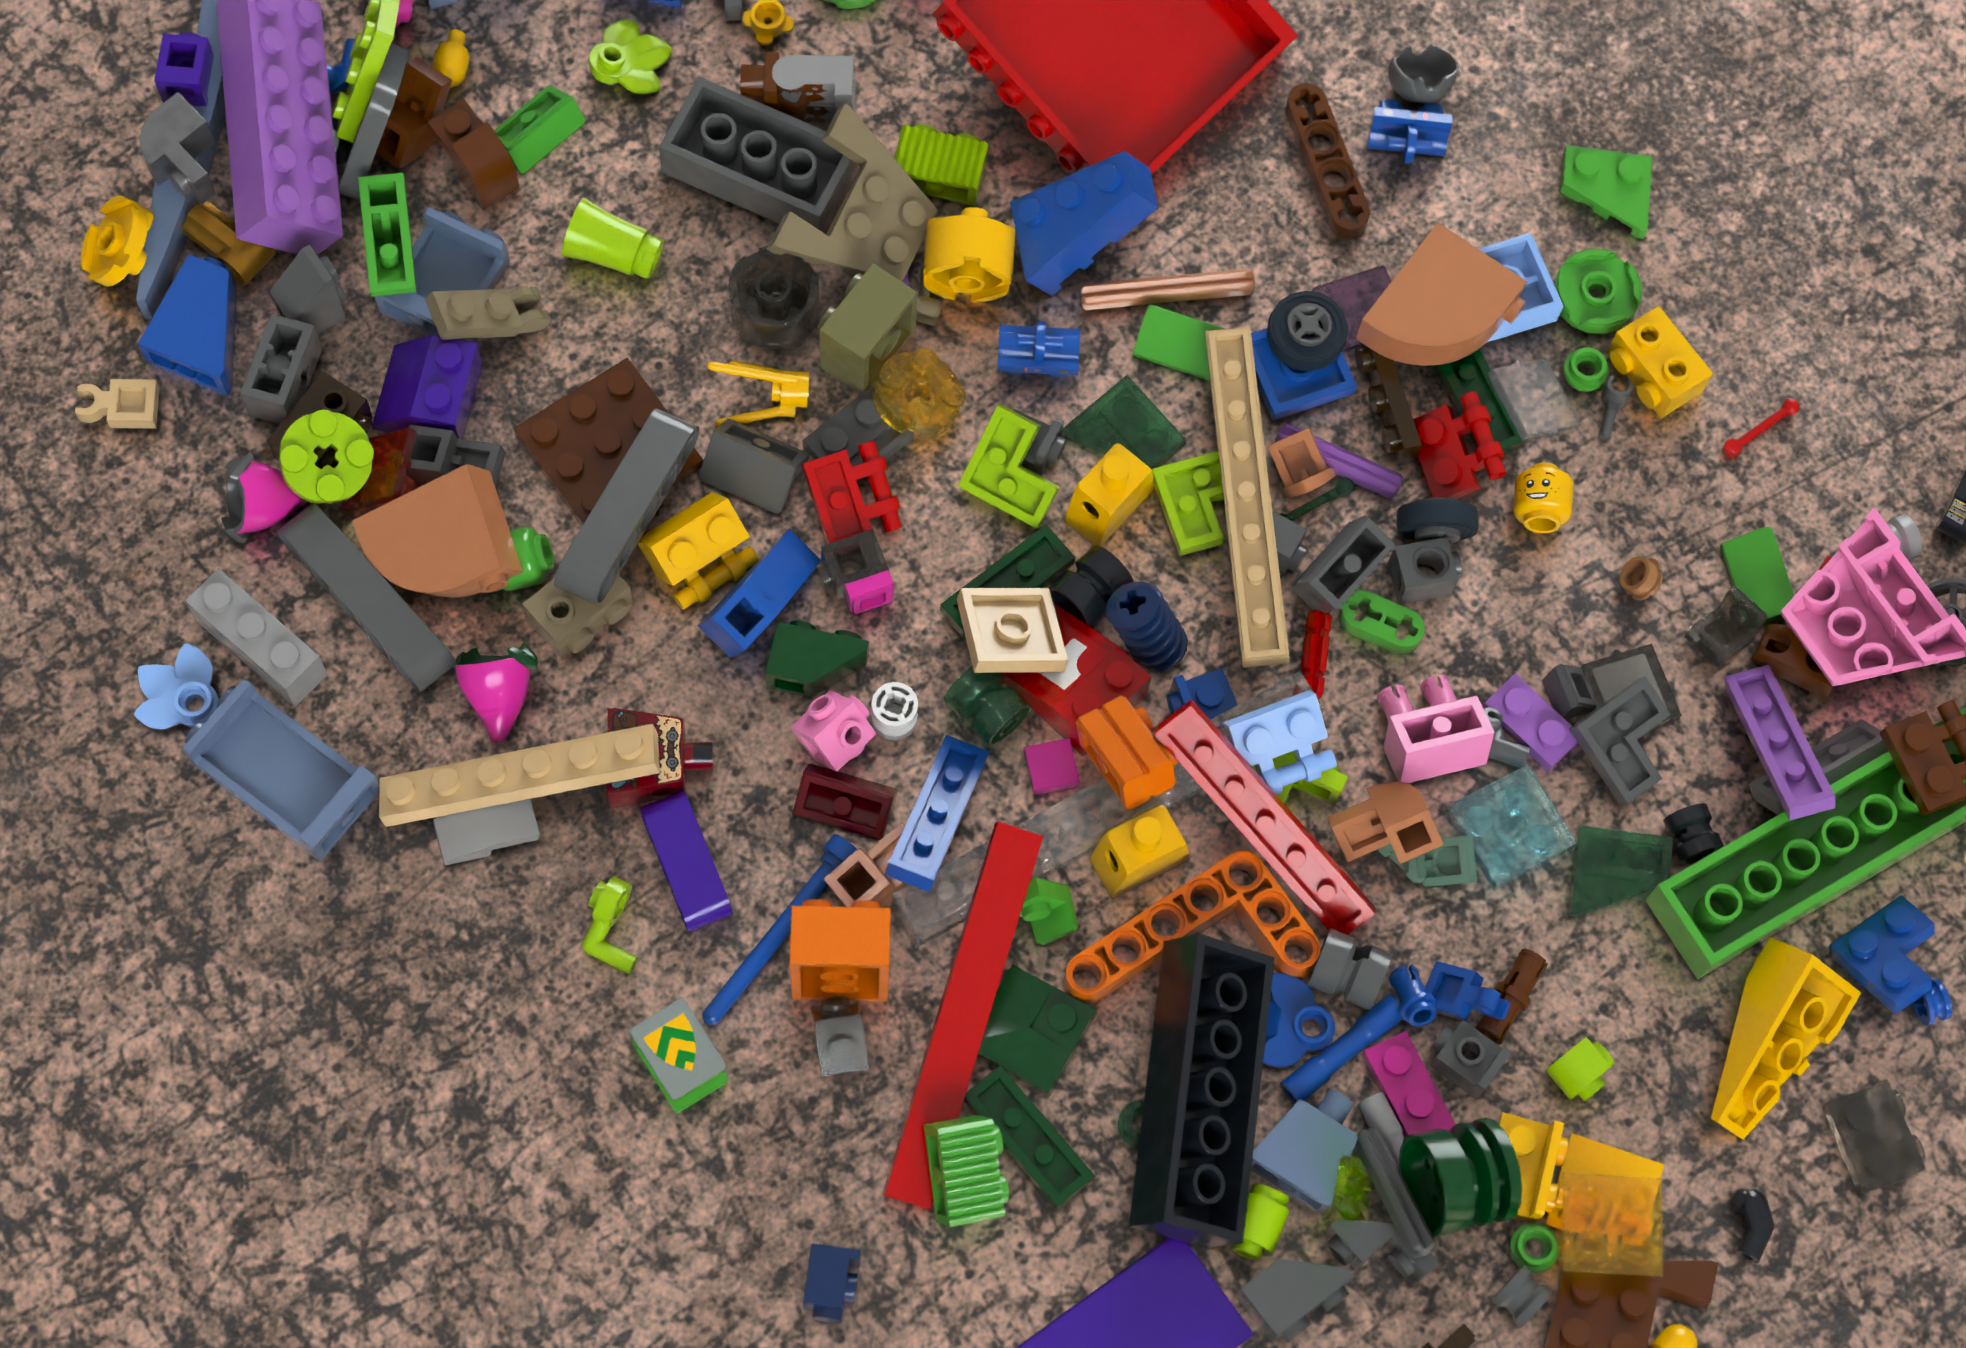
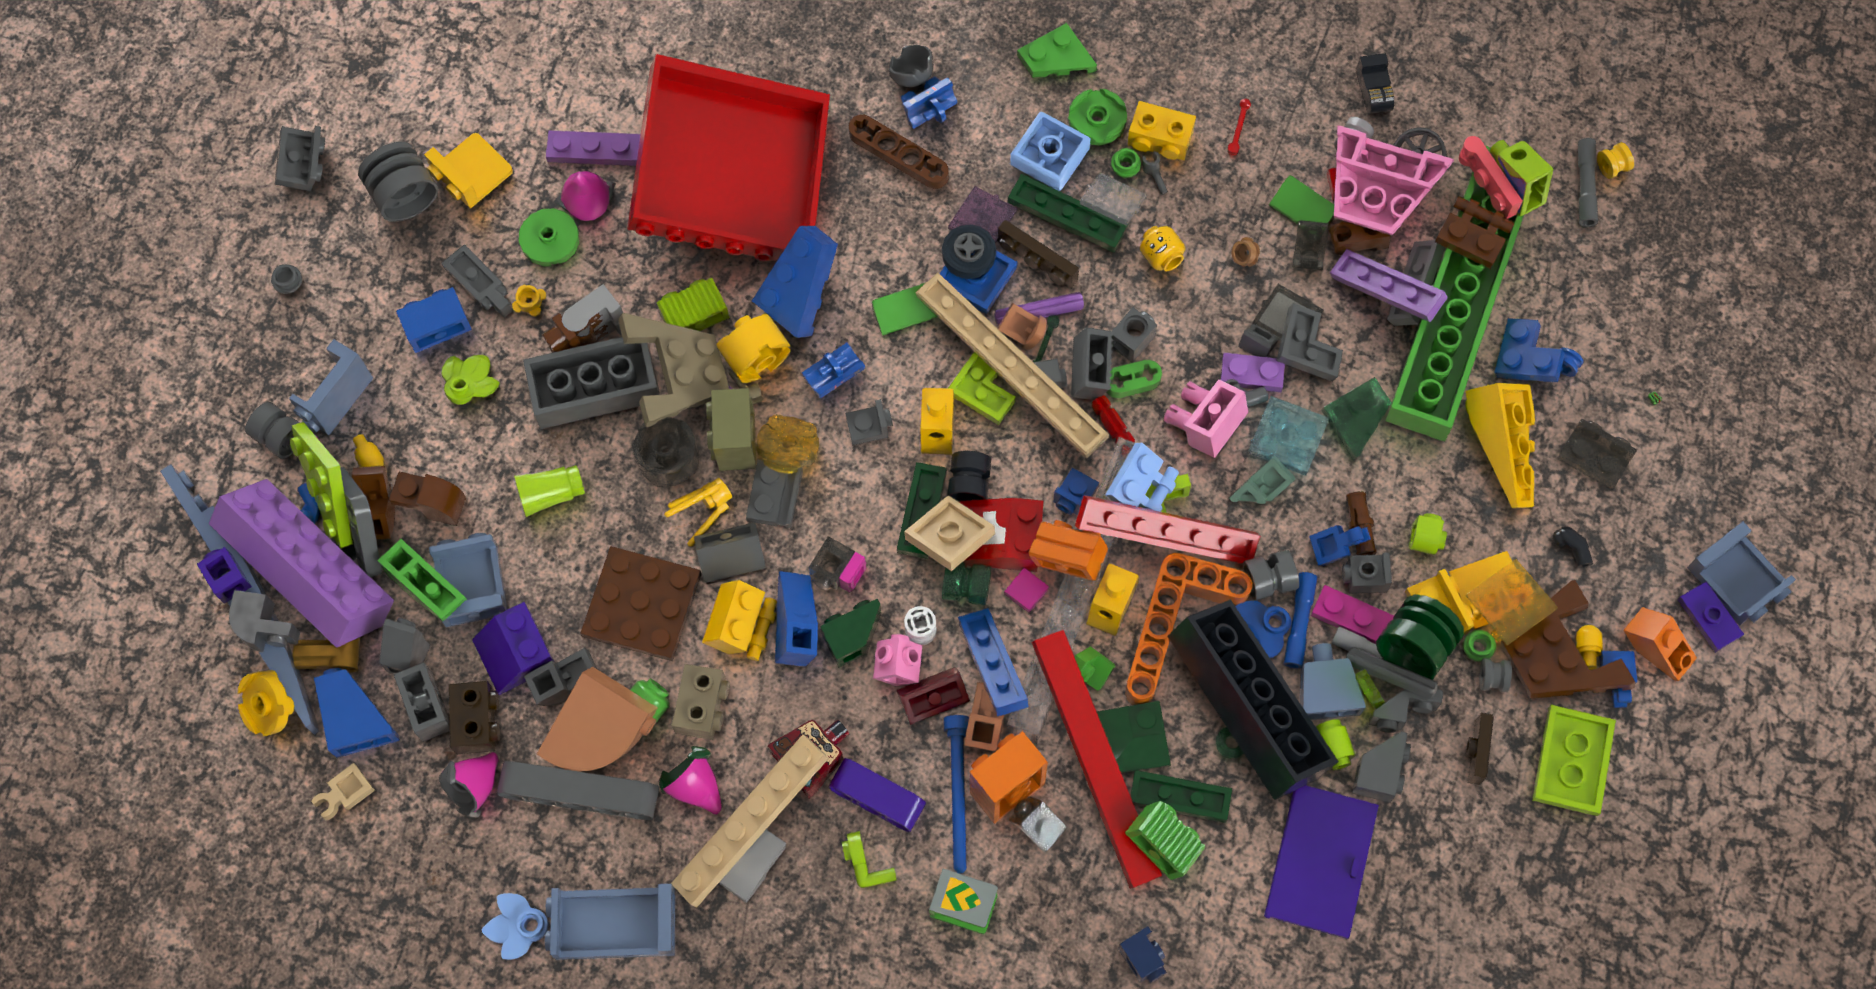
camera: 30 degrees left, 0 degrees up
(256, 637) = (536, 861): light grey brick -> none
(324, 430) = (480, 716): lime plate -> none
(388, 470) = (526, 714): clear red piece -> none
(486, 312) = (512, 581): dark tan hinge -> none
(539, 127) = (450, 453): bright green slope -> none
(626, 507) = (686, 627): dark grey beam -> none
(838, 497) = (794, 534): red plate -> none
(997, 471) = (871, 456): lime plate -> none
(1126, 418) = (910, 373): clear green wing -> none
(1147, 625) = (1017, 474): dark blue piece -> none
(1167, 289) = (871, 285): nougat axle -> none
(1391, 816) = (1226, 476): nougat brick -> none
(1416, 1004) = (1320, 566): blue pin -> none
(1437, 519) = (1119, 302): black wheel -> none
(1442, 303) = (1029, 183): nougat brick -> none
(1444, 453) = (1094, 265): red plate -> none
(1693, 833) = (1382, 367): black wheel -> none

